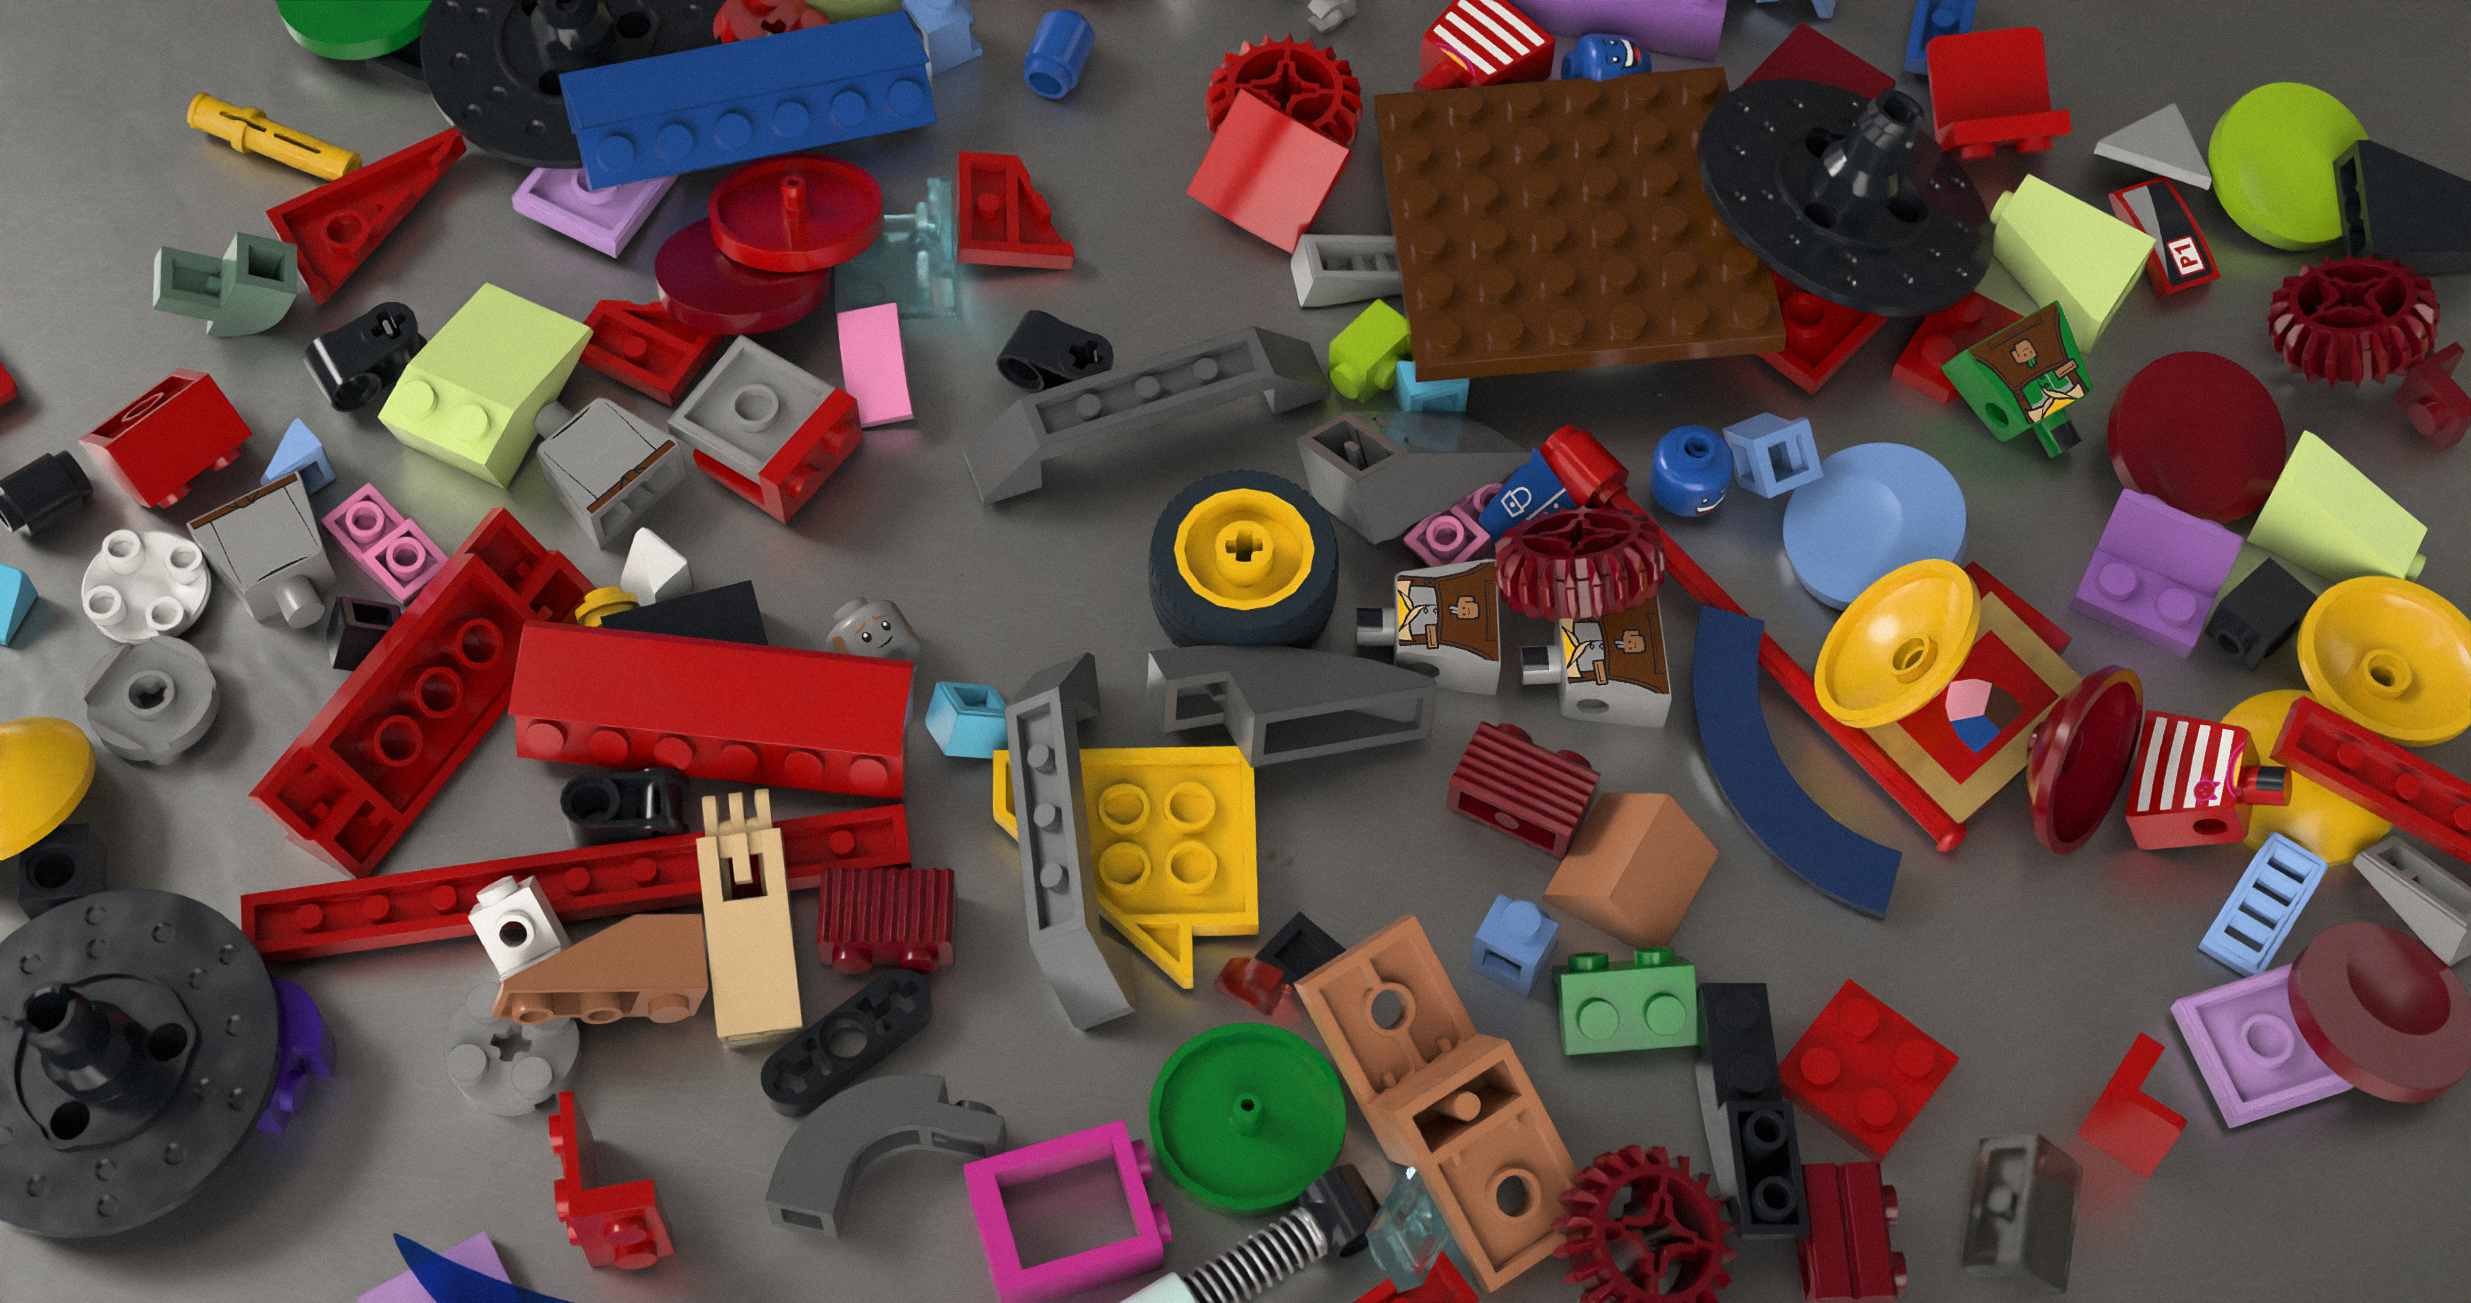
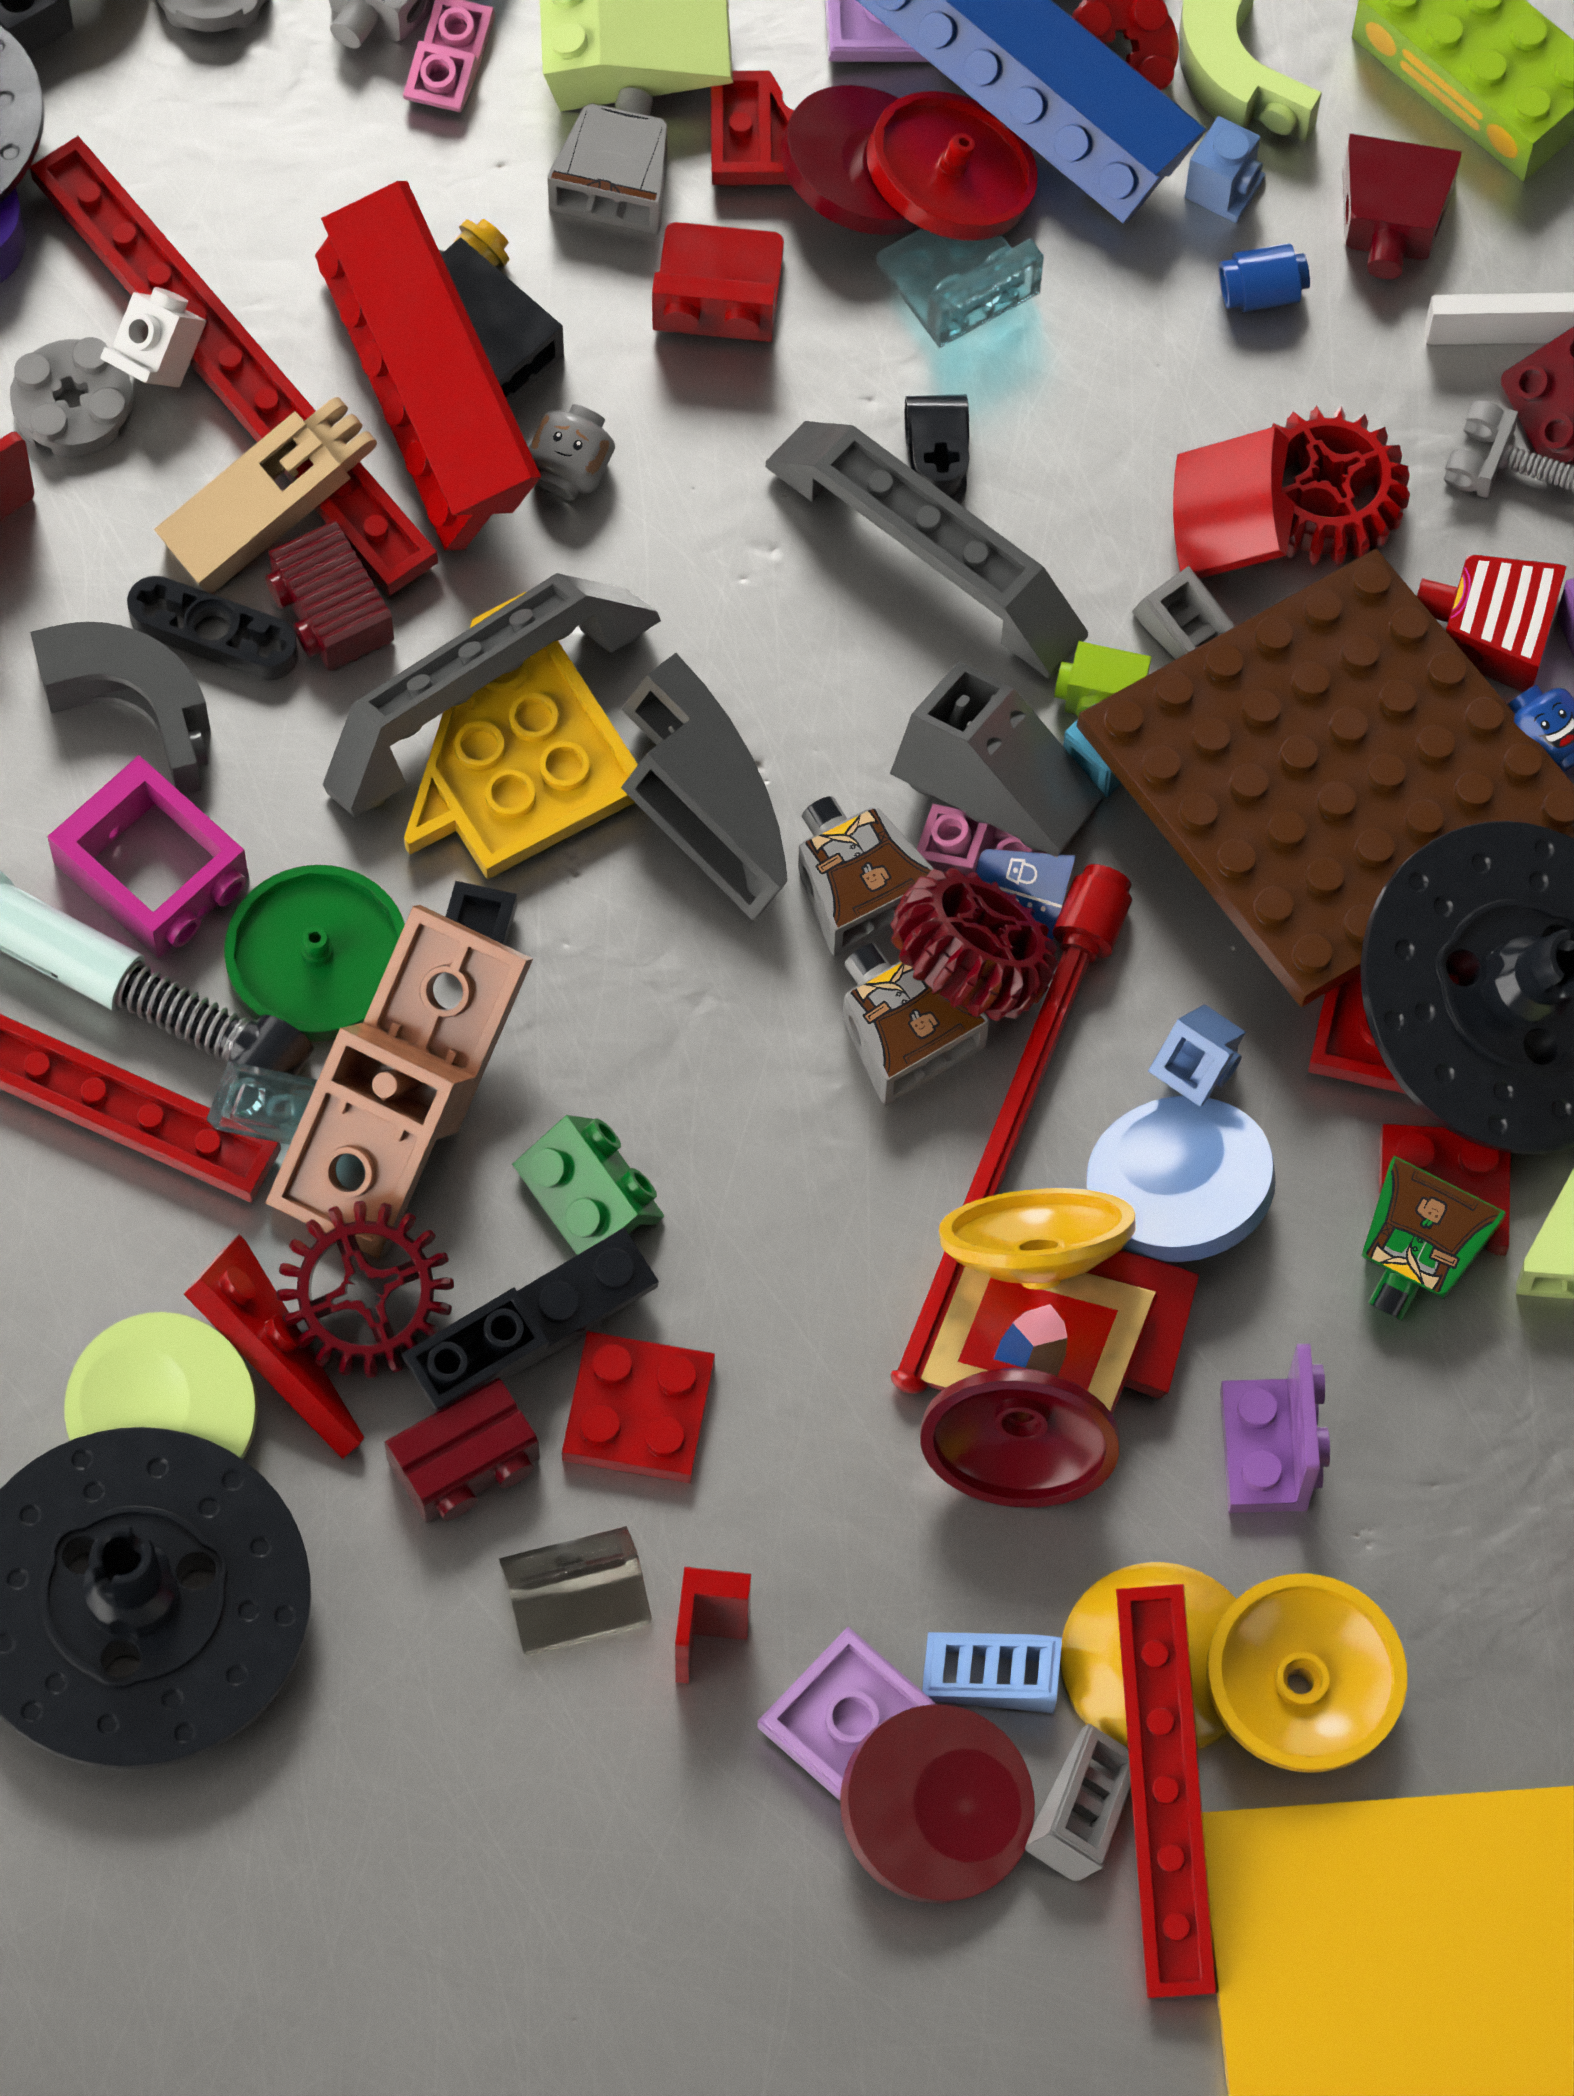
camera: 60 degrees right, 5 degrees up
(356, 629) = (357, 89): black slope -> none
(418, 699) = (318, 153): red slope -> none
(629, 804) = (319, 363): black piece -> none
(629, 970) = (165, 428): nougat slope -> none
(655, 570) = (540, 262): white slope -> none
(748, 407) = (732, 233): light grey plate -> none
(876, 363) = (835, 310): bright pink slope -> none
(967, 719) = (550, 552): medium azure slope -> none
(1003, 216) = (1062, 326): red wing -> none
(1243, 563) = (814, 689): wheel -> none
(1252, 983) = (434, 889): clear red tile -> none
(1520, 934) = (586, 1074): medium blue brick -> none
(1523, 788) = (740, 1012): dark red brick -> none
(1634, 868) = (718, 1142): nougat slope -> none
(1691, 470) = (1142, 998): blue head -> none
(1758, 782) = (867, 1194): dark blue tile -> none
(2198, 436) = (1456, 1414): dark red piece -> none
(2198, 783) = (1069, 1551): red torso -> none
(2260, 615) = (1295, 1540): black brick -> none
(2337, 520) = (1435, 1570): yellowish green slope -> none

